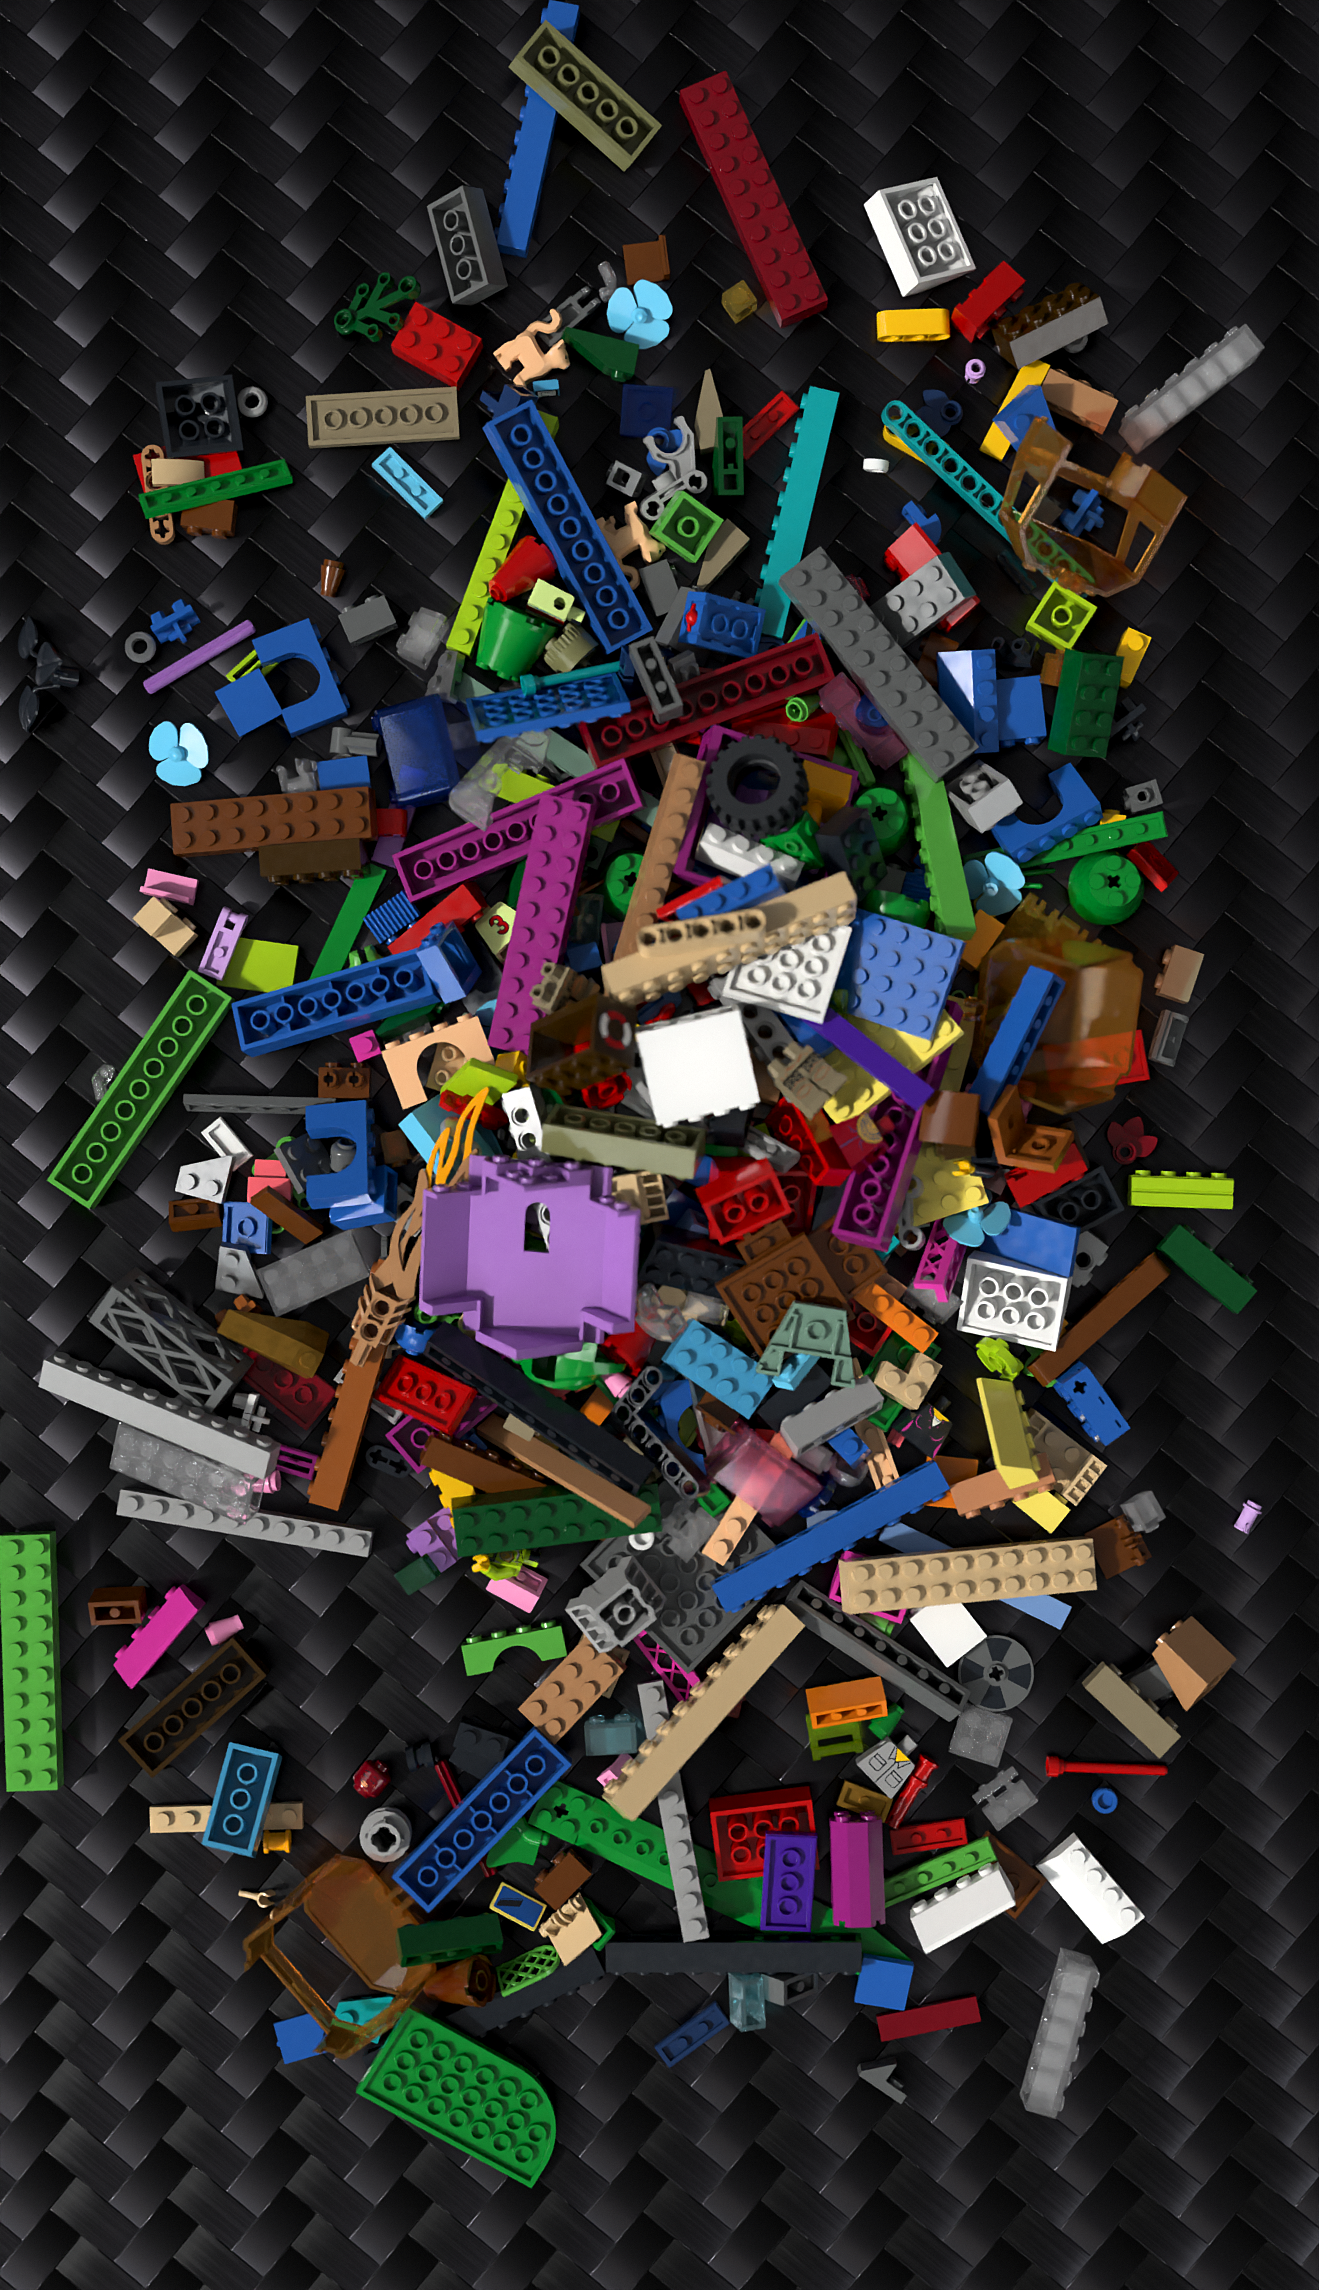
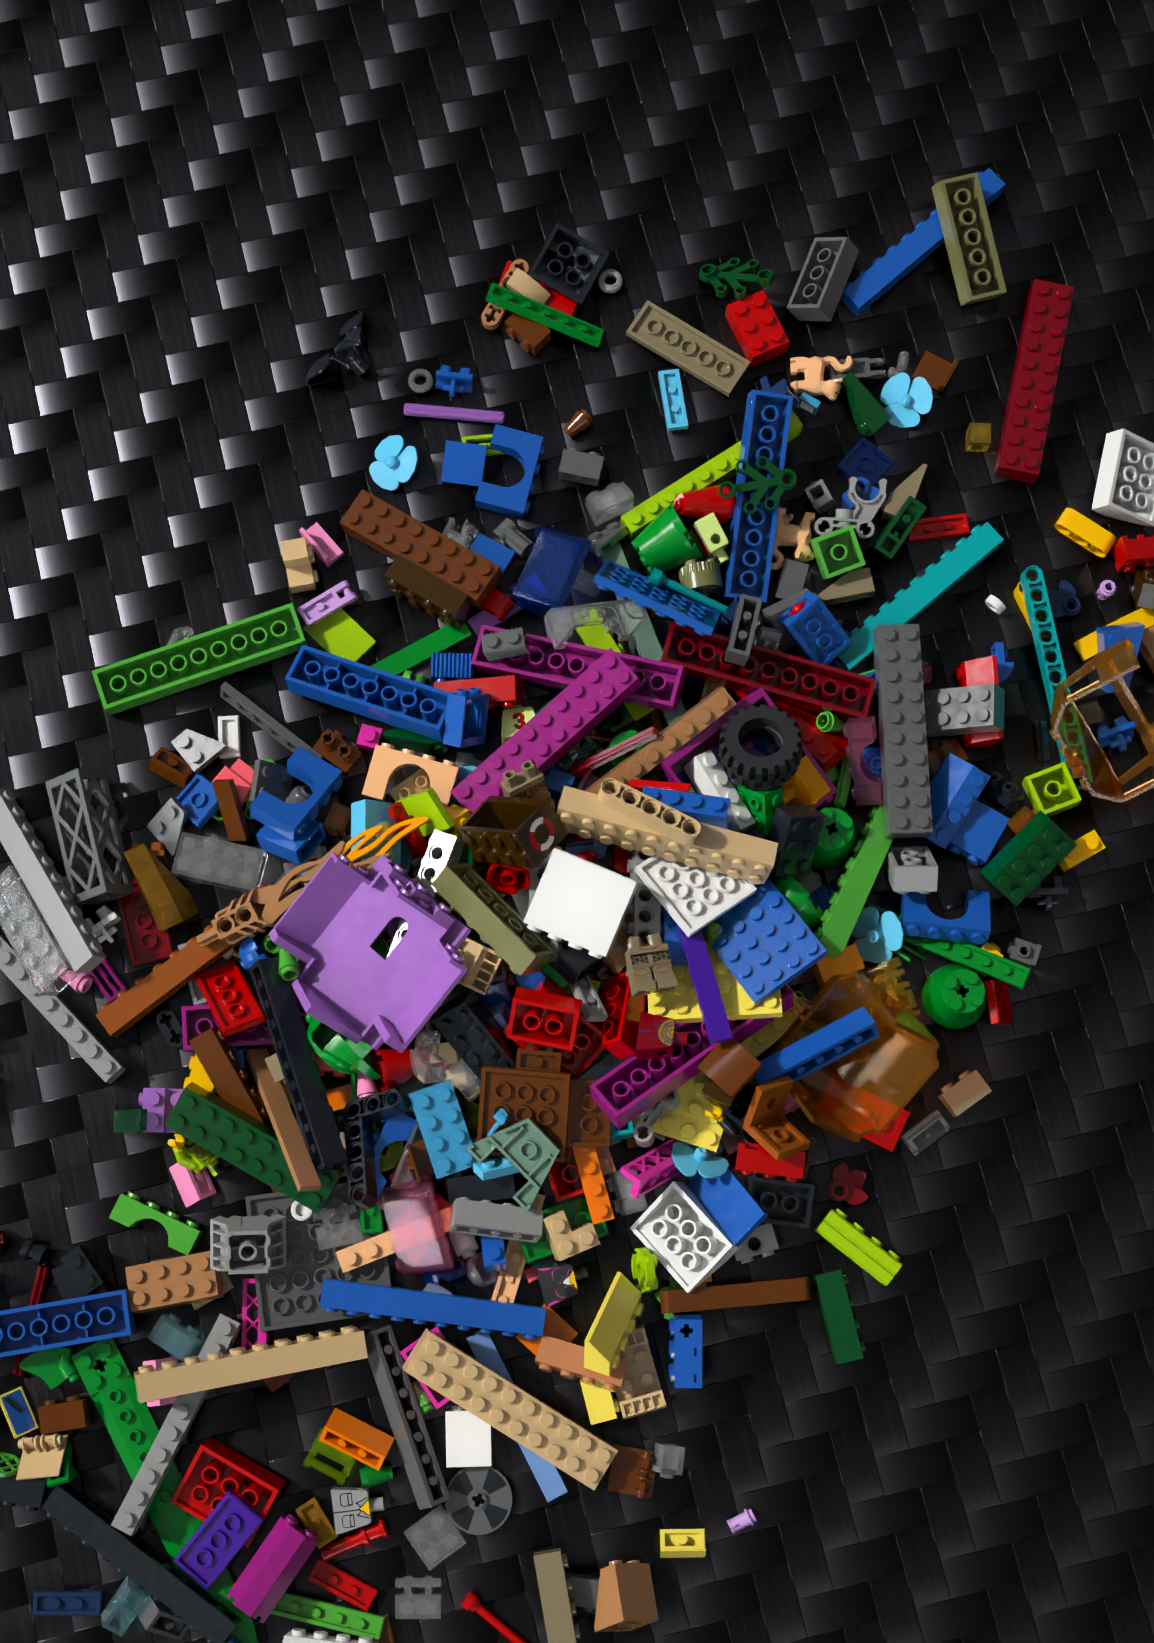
camera: 35 degrees right, 10 degrees down
(431, 860) = (505, 644): none -> dark grey brick
(460, 1325) = (288, 966): none -> bright green cone
(565, 515) = (761, 484): none -> dark green plant
(618, 892) = (614, 751): none -> dark red axle
(767, 1319) = (500, 1116): none -> dark azure hand
(1208, 1575) = (682, 1543): none -> light yellow slope

